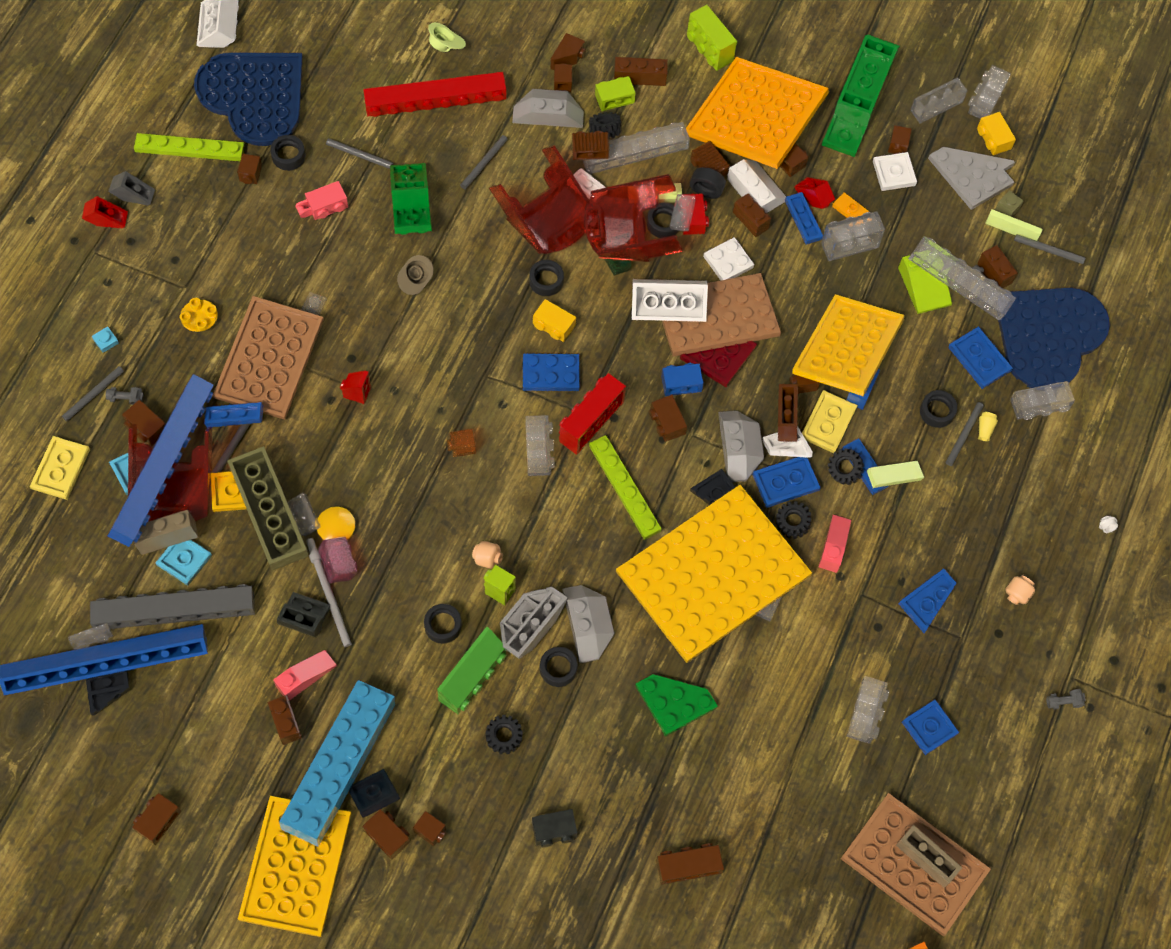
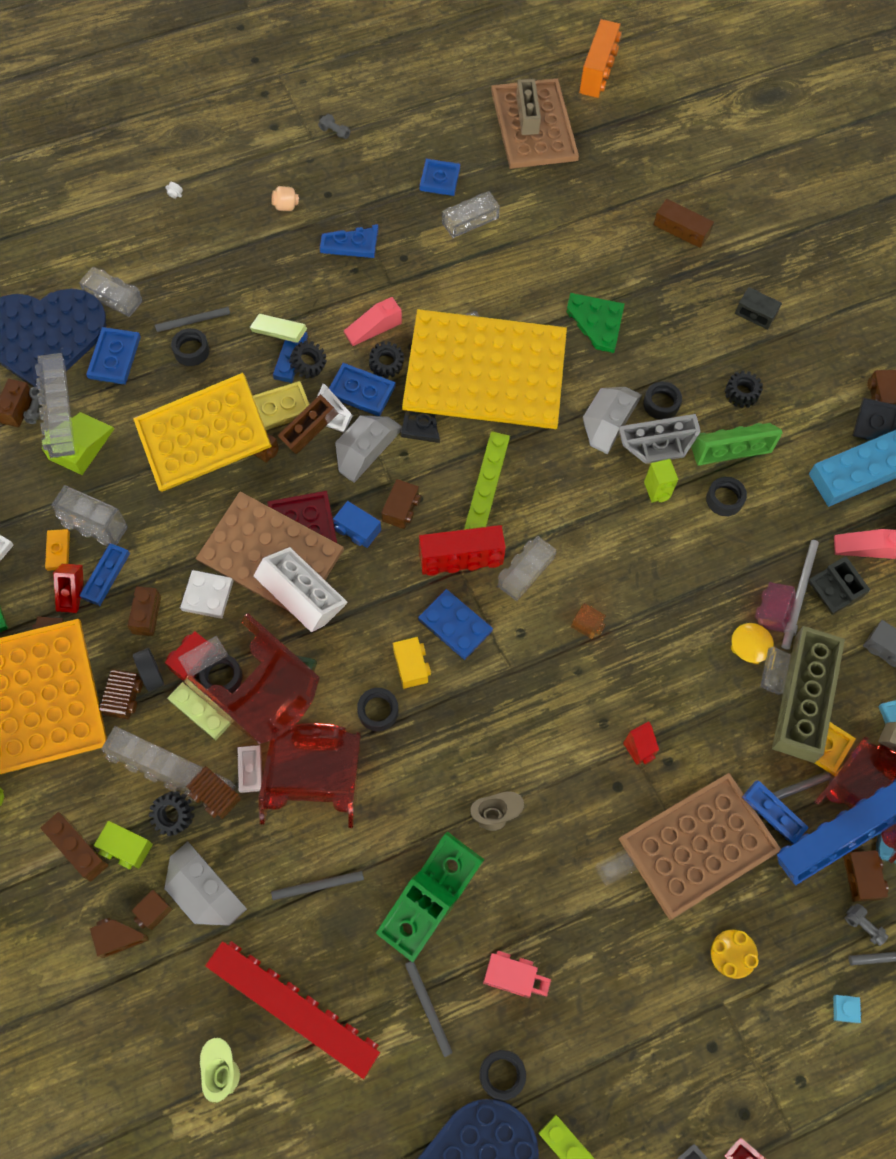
camera: 135 degrees left, 0 degrees up
(249, 169) = (560, 1088): reddish brown brick -> none
(430, 829) = (850, 371): reddish brown brick -> none
(487, 554) = (647, 516): light nougat head -> none
(750, 178) = (109, 635): white slope -> none
(986, 425) = (170, 309): light yellow cone -> none

